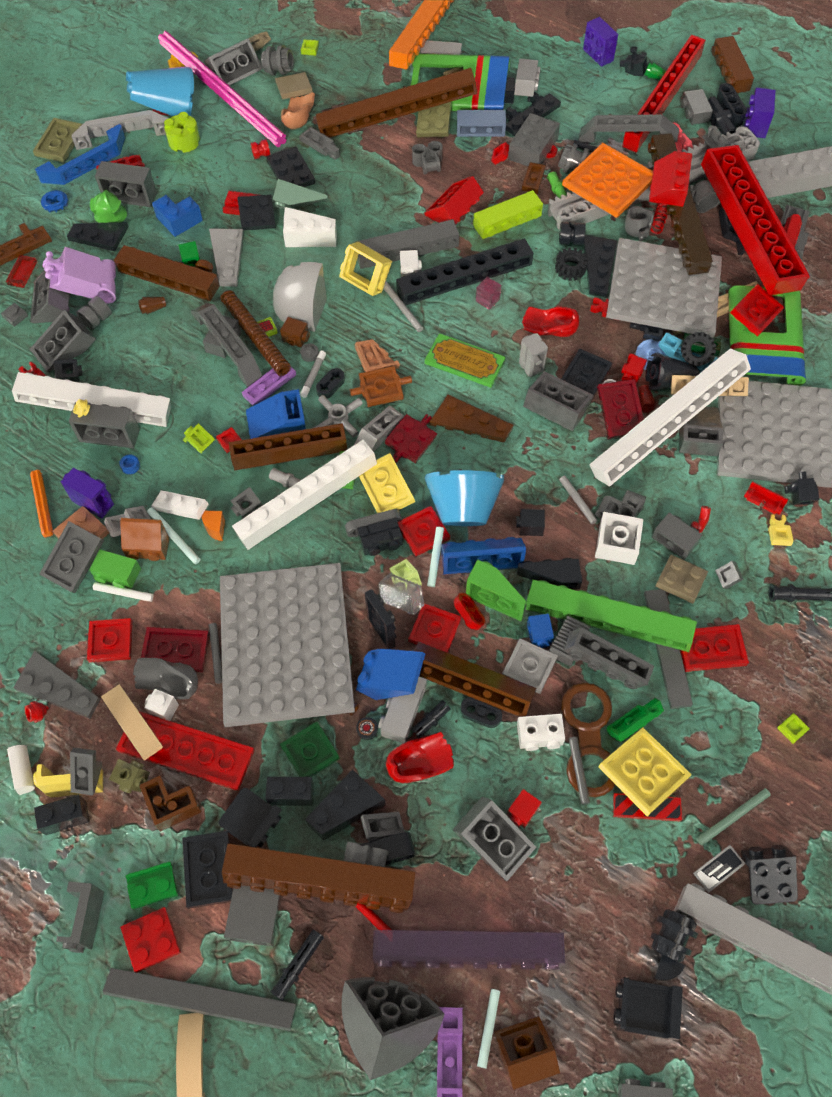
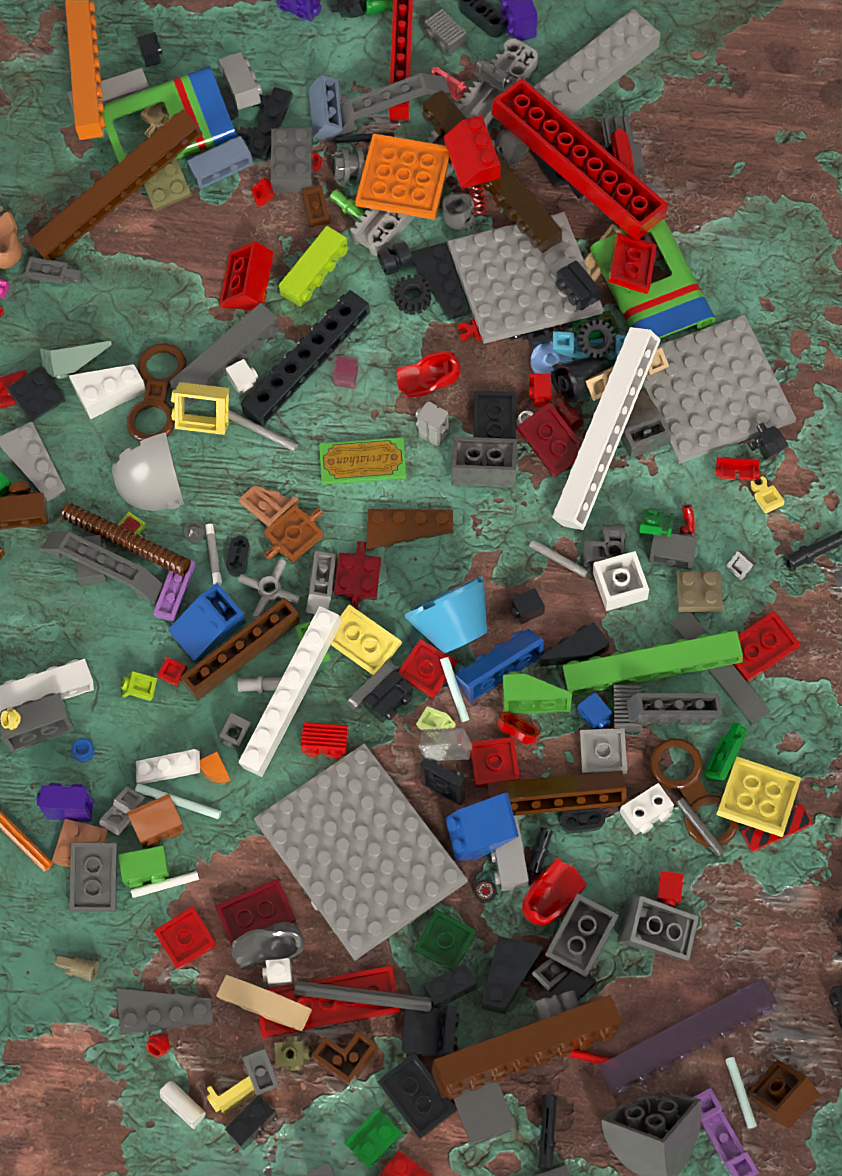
camera: 25 degrees left, 5 degrees up
(18, 620) = (78, 966): none -> dark tan hinge
(214, 760) = (363, 996): none -> dark grey axle
(216, 657) = (297, 896): dark grey bar -> none
(291, 167) = (38, 320): black plate -> none
(295, 332) = (167, 517): reddish brown brick -> none
(311, 544) = (324, 739): none -> red brick
(338, 249) = (155, 390): none -> reddish brown bar
(424, 808) = (582, 935): none -> dark grey slope
(427, 157) = (187, 236): dark grey piece -> none
(476, 37) = (150, 49): none -> black brick
(578, 118) = (325, 108): none -> sand blue brick
(673, 506) = (655, 522): none -> green plate
(703, 305) = (577, 285): none -> black brick
(721, 117) = (479, 35): black piece -> none

